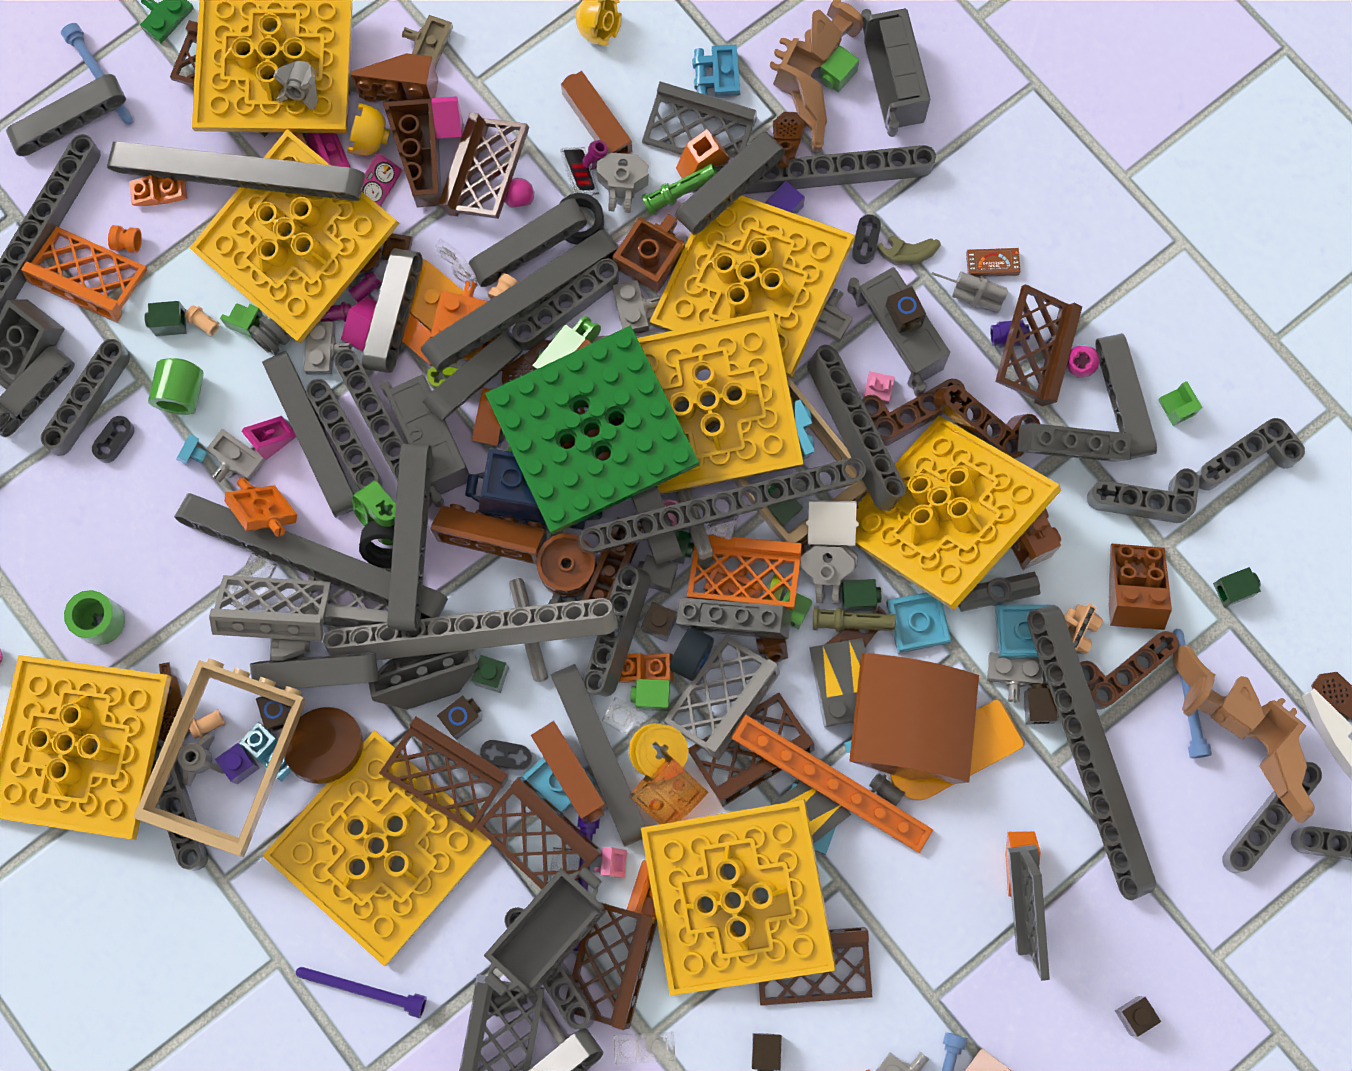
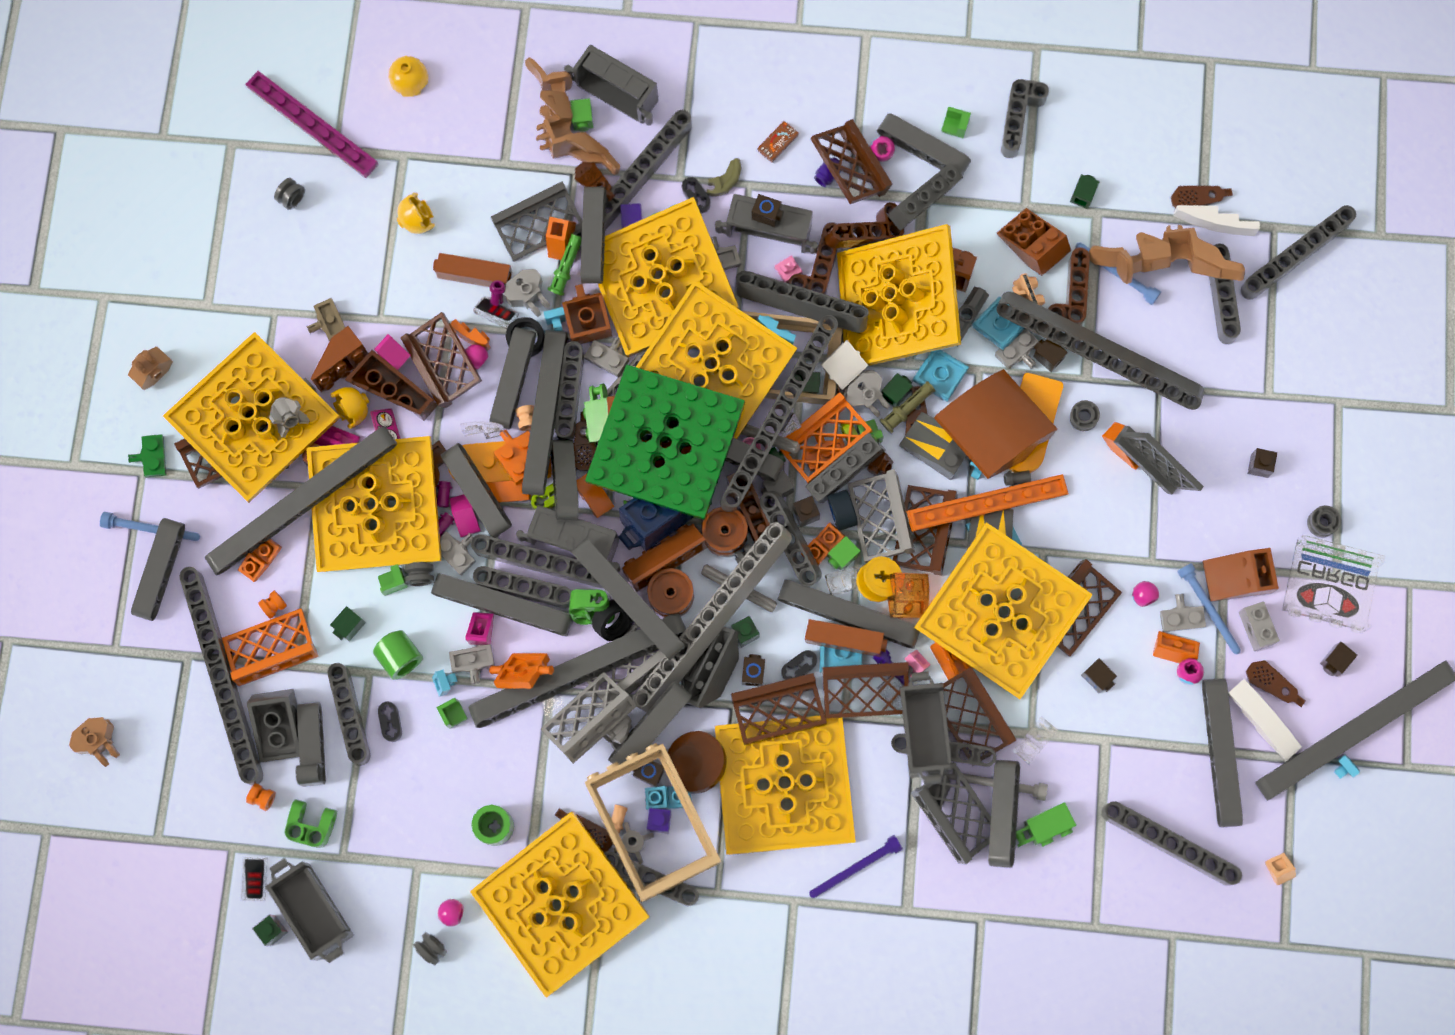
camera: 45 degrees left, 0 degrees up
(168, 484) = (452, 713): none -> bright green panel
(197, 317) = (368, 605): light nougat pin -> none
(468, 558) = (661, 585): none -> dark orange wheel
(534, 170) = (472, 337): none -> orange slope
(621, 226) = (555, 317): none -> medium azure tile
(725, 70) = (517, 175): dark azure plate -> none
(891, 1021) = (1145, 593): none -> dark pink piece
(978, 291) = (787, 165): light grey piece -> none
(1018, 784) = (1089, 407): none -> dark grey wheel
(1141, 508) = (988, 193): dark grey beam -> none

